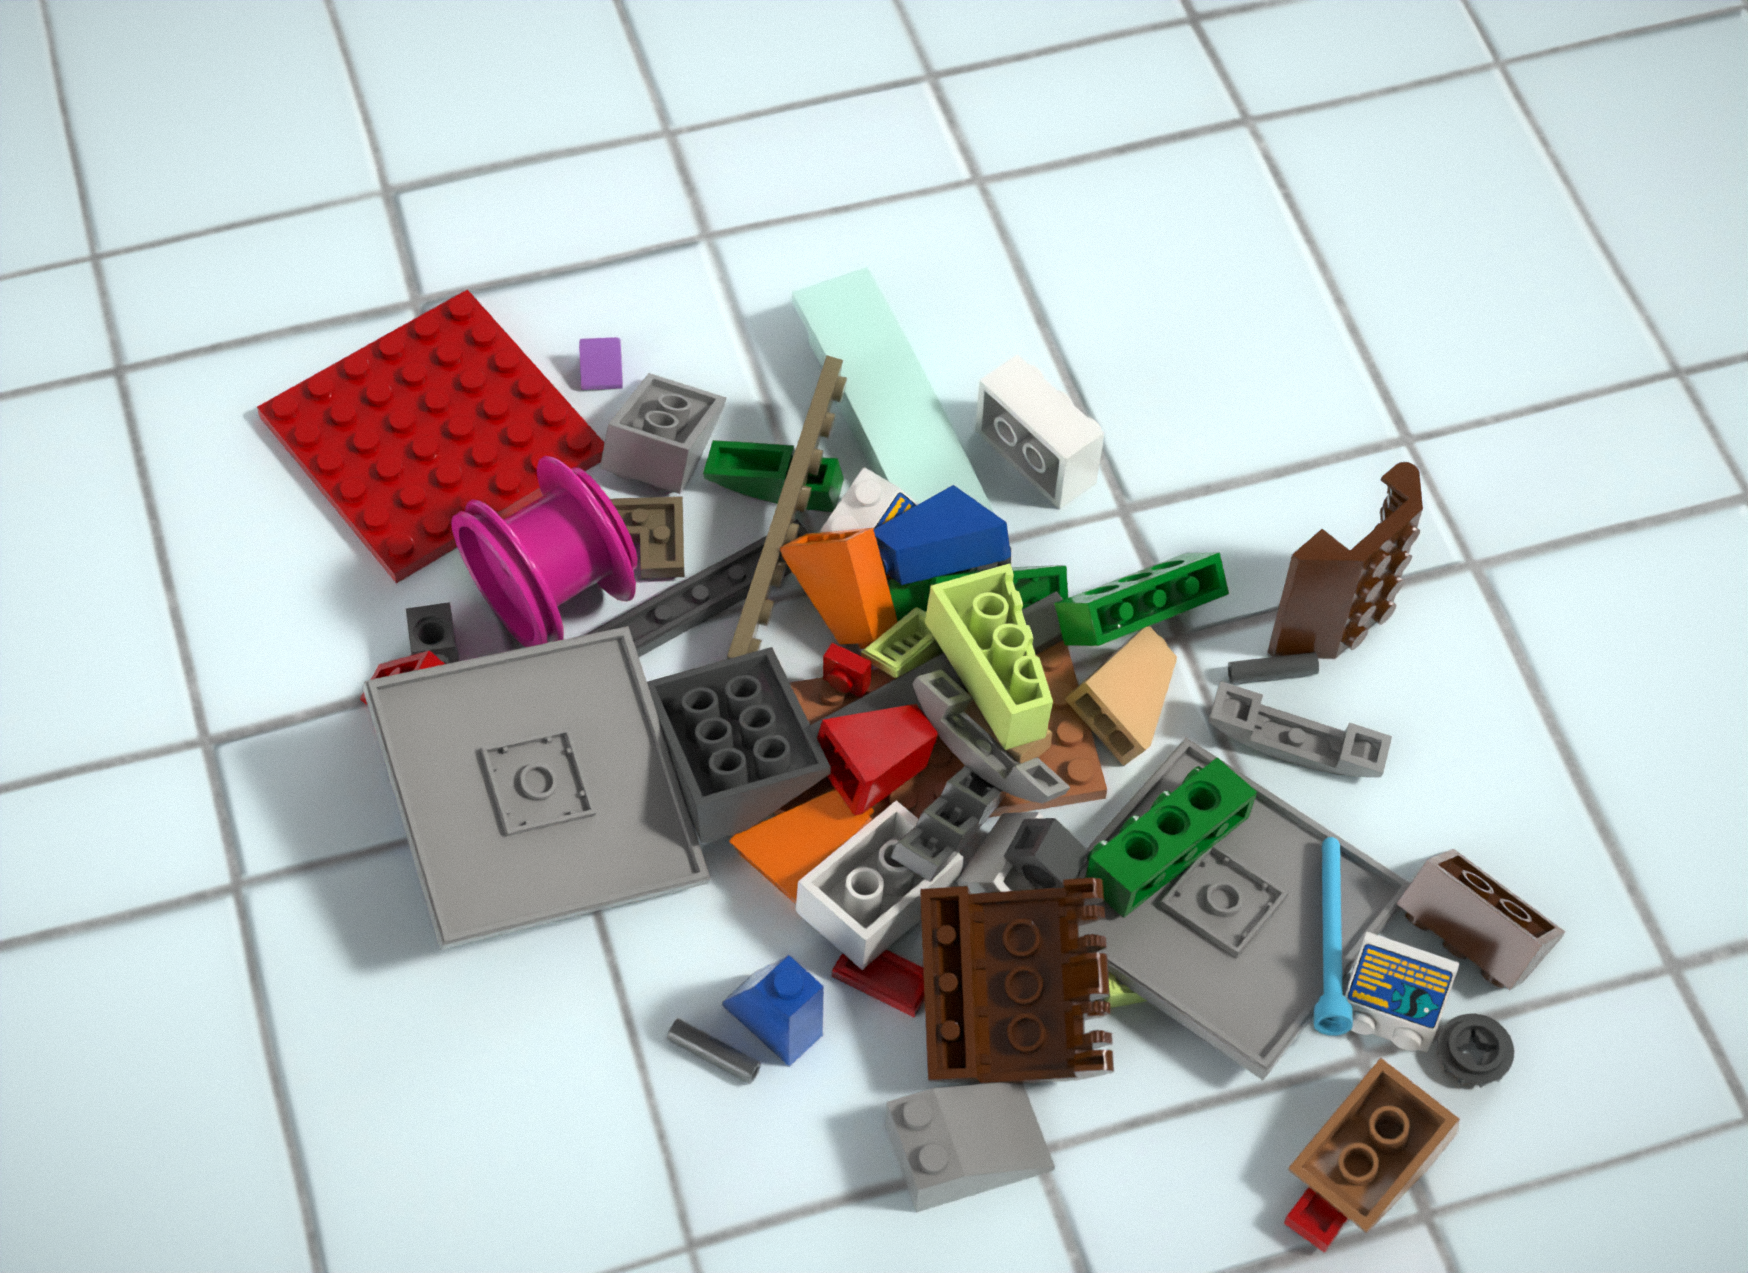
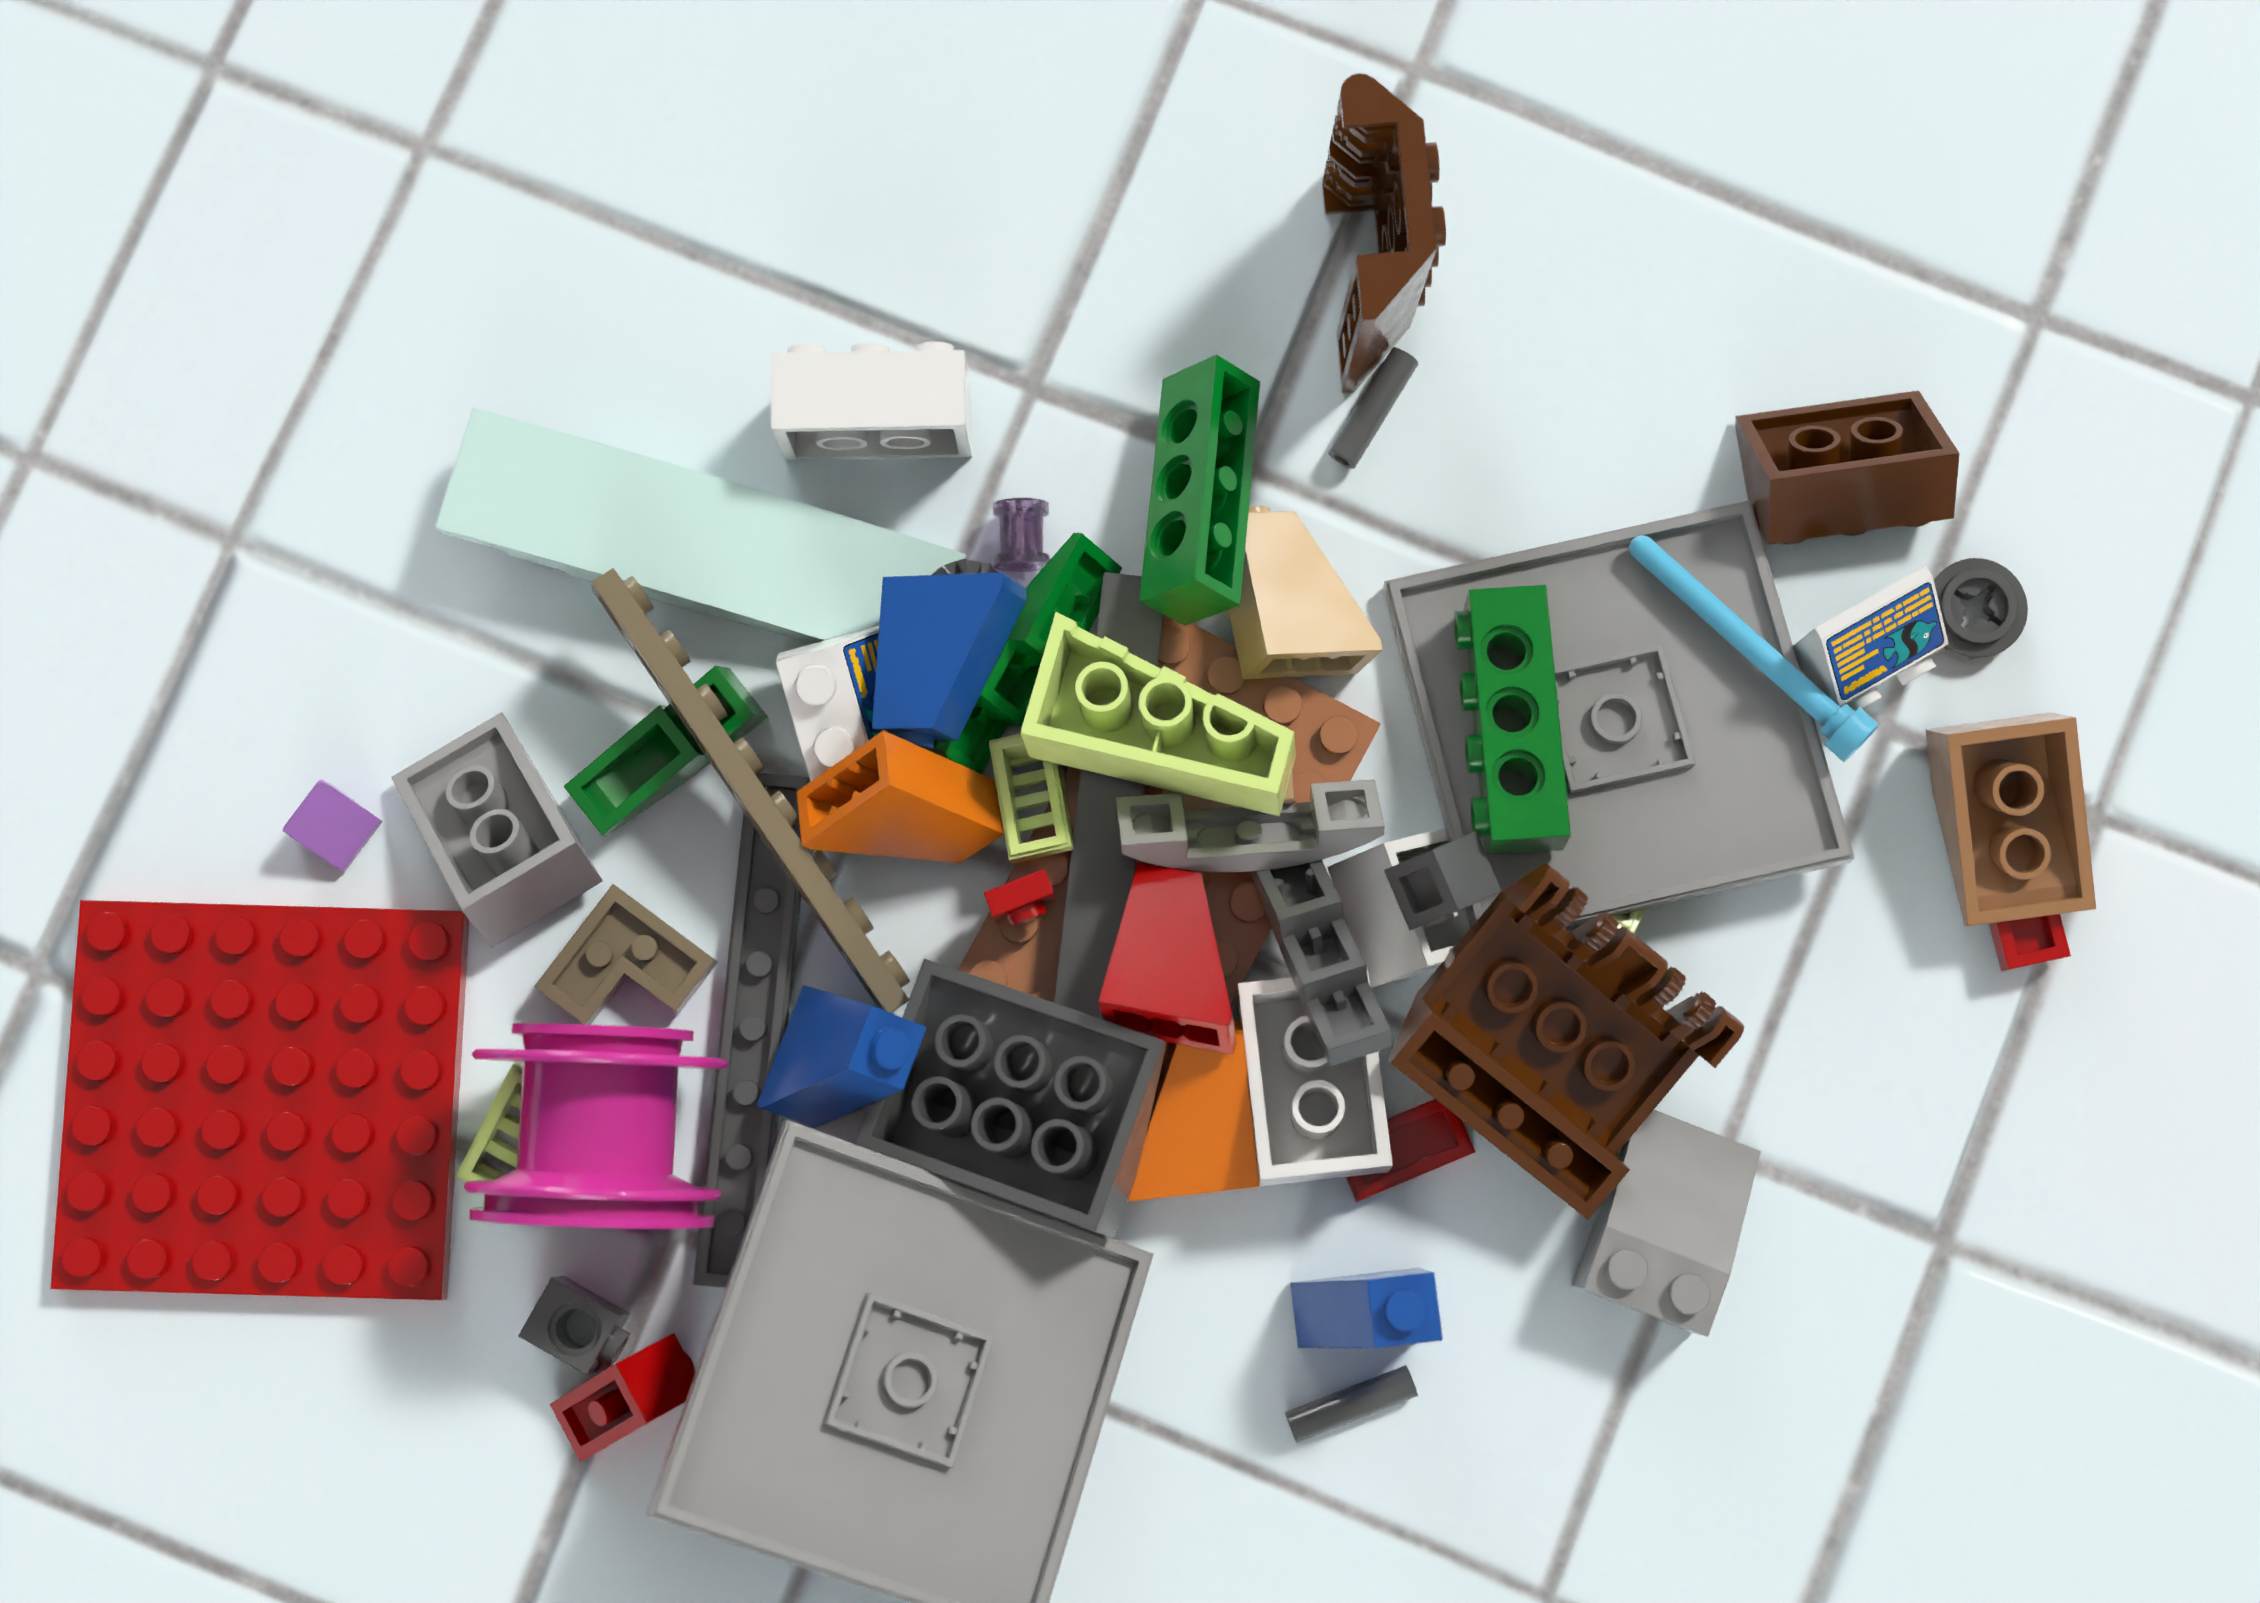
camera: 50 degrees left, 25 degrees up
(684, 646) = (838, 1058): none -> blue slope
(1041, 549) = (1021, 534): none -> clear purple bush
(1298, 739) = (1484, 458): light grey slope -> none

